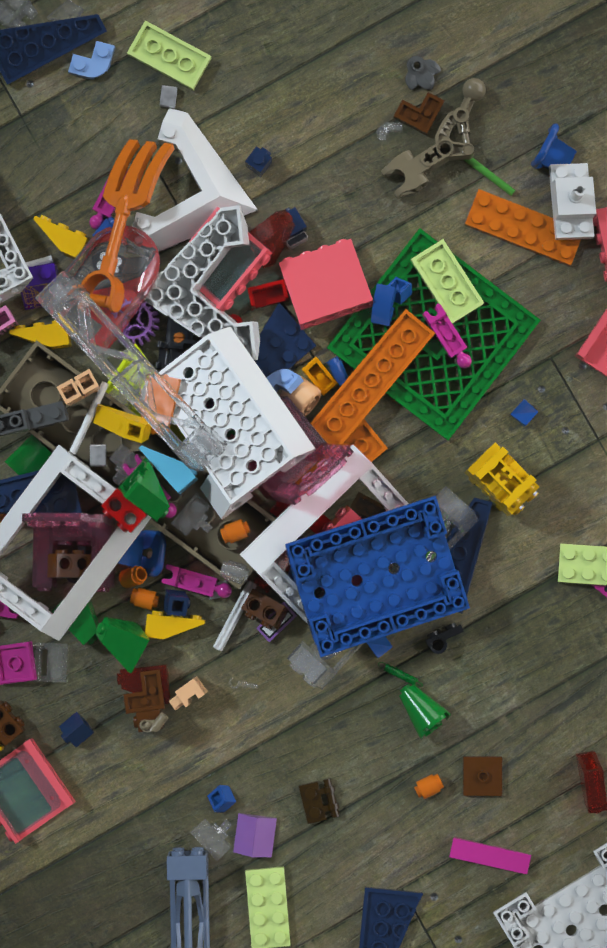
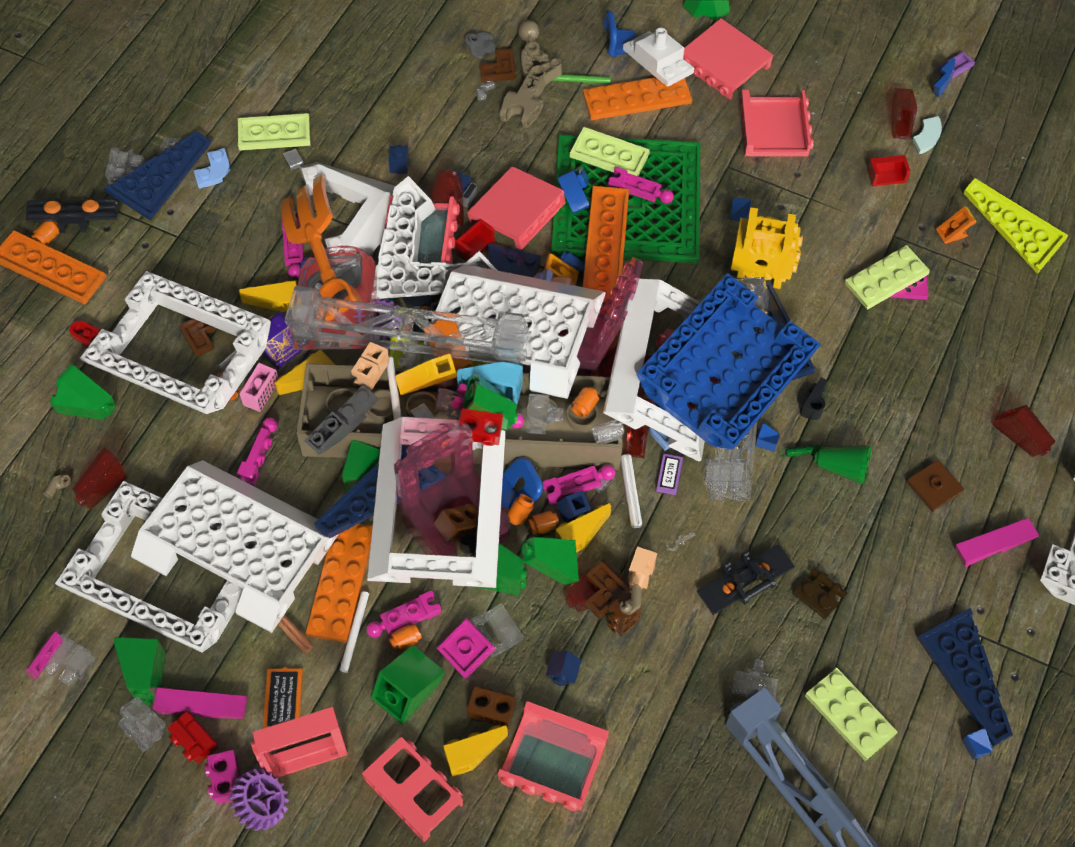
camera: 35 degrees left, 25 degrees down
(221, 798) = (736, 646): blue slope -> none
(254, 835) = (788, 658): medium lavender slope -> none
(267, 606) = (653, 460): reddish brown brick -> none
(268, 745) = (741, 574): none -> black piece
(428, 786) = (900, 519): orange brick -> none

